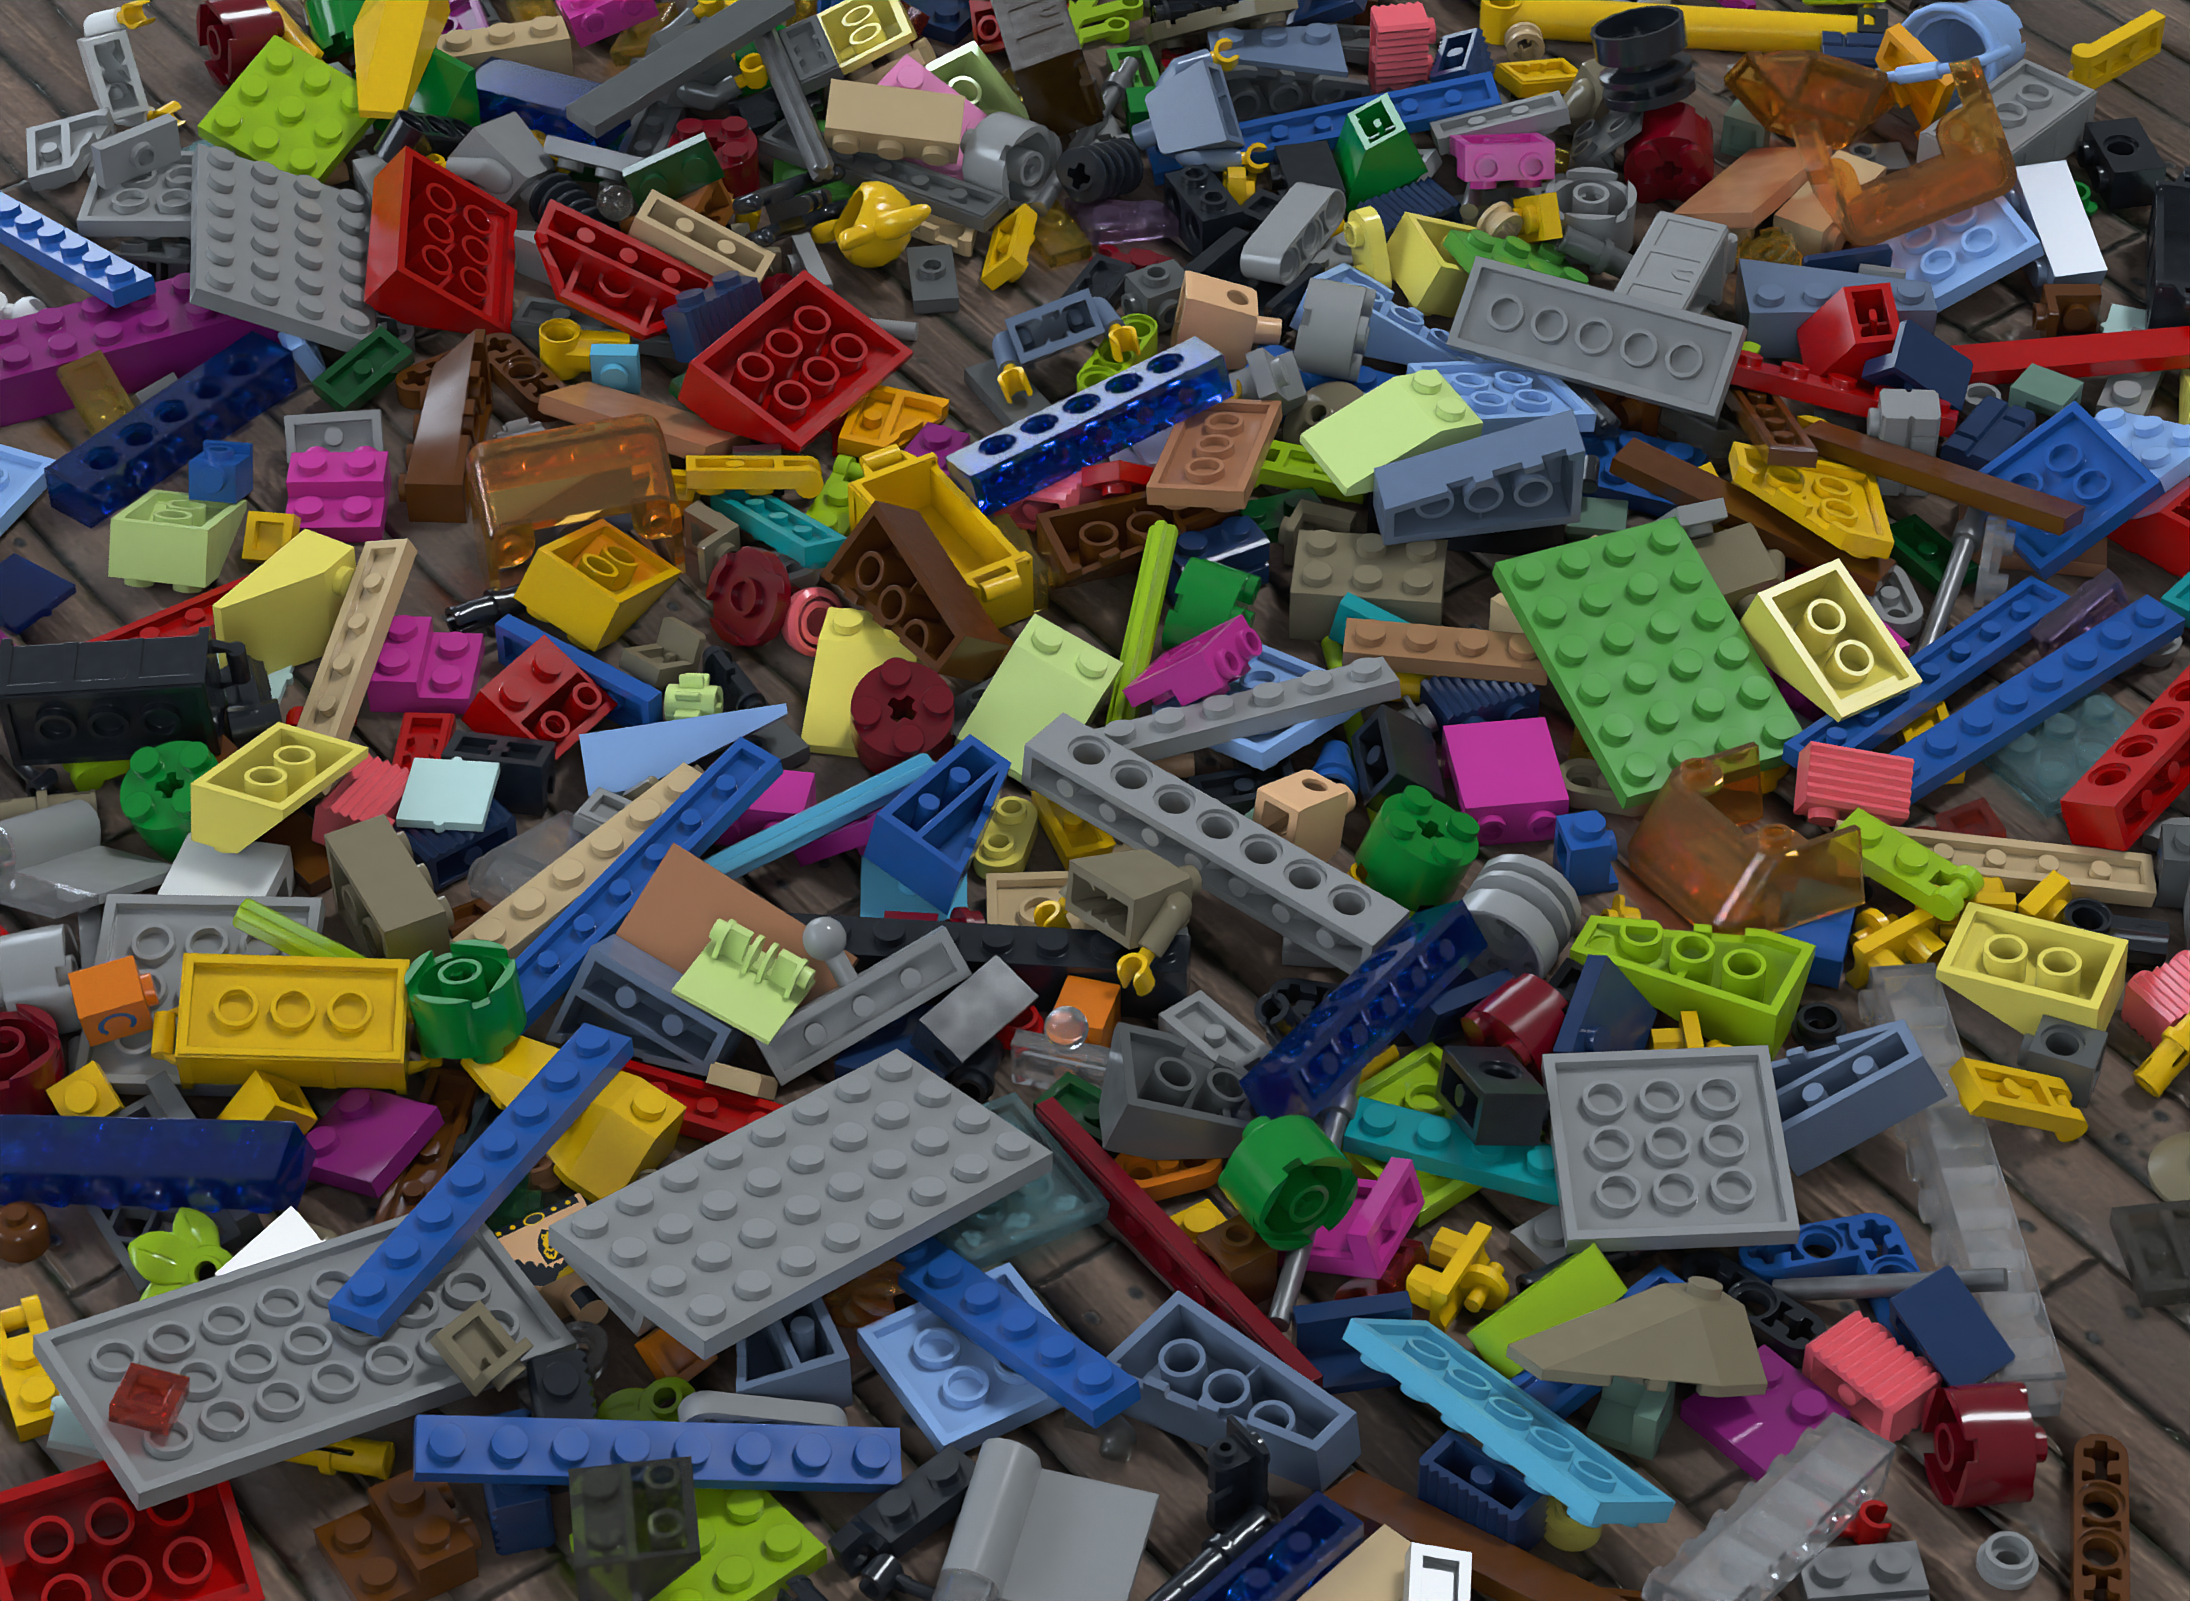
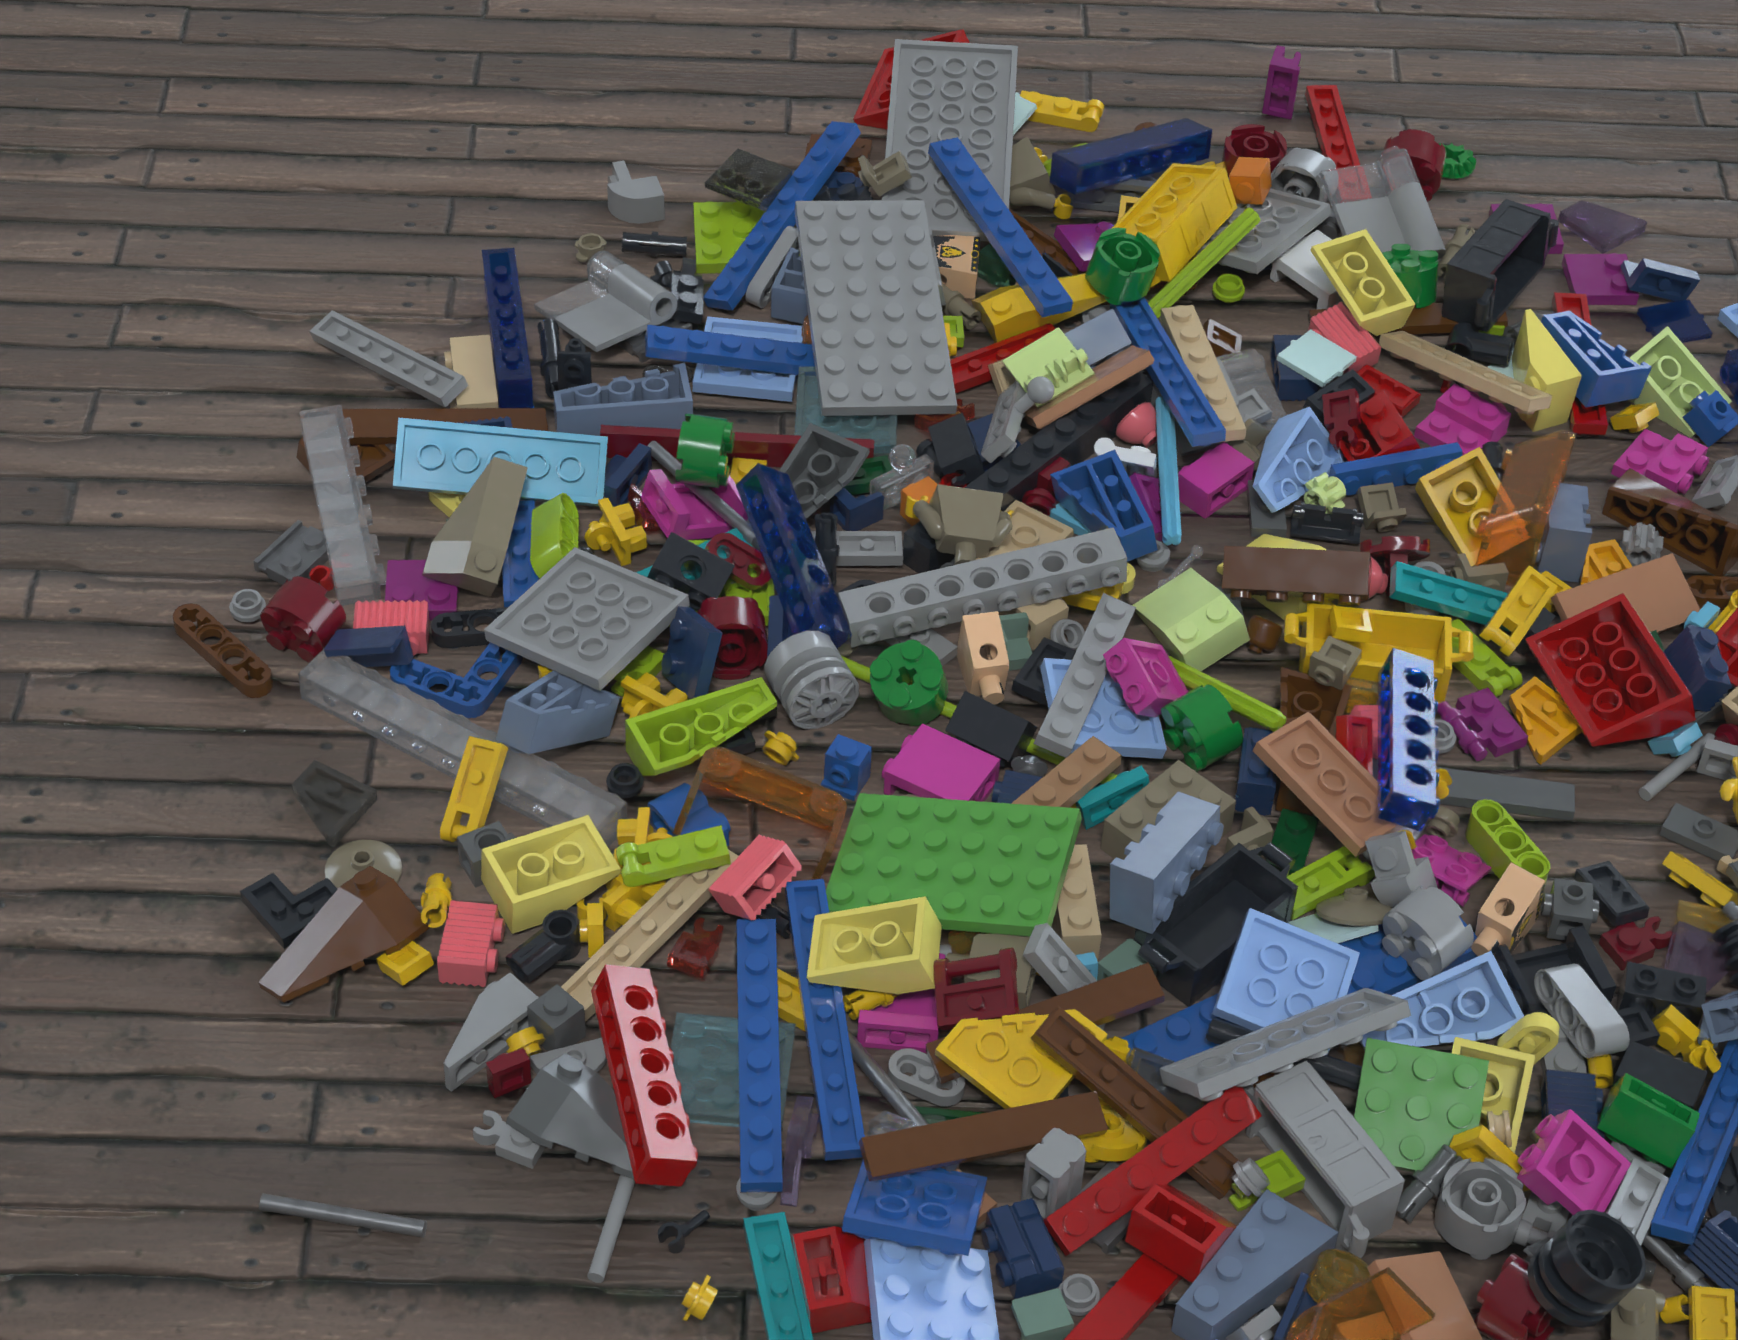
camera: 125 degrees right, 5 degrees up
(149, 1399) = (939, 52): clear red plate -> none
(233, 547) = (1605, 370): none -> blue wedge
(384, 894) = (1246, 299): dark tan brick -> none
(554, 718) = (1340, 413): none -> dark red plate
(833, 857) = (1134, 460): none -> white plate
(903, 693) = (1206, 541): dark red brick -> none
(957, 536) = (1350, 624): none -> yellow plate
(1033, 522) = (1334, 663): none -> dark tan bracket
(1054, 330) = (1551, 814): sand blue torso -> none
(1337, 765) = (1021, 706): blue cone -> none
(1388, 425) = (1258, 862): yellowish green slope -> none
(1411, 1082) = (743, 557): none -> dark red plate
(1755, 323) = (1250, 1177): none -> light grey plate
(1789, 532) = (976, 999): none -> dark red plate
(1883, 1284) = (424, 662): flat silver bar -> none
(1922, 363) = (1107, 1230): dark blue panel -> none

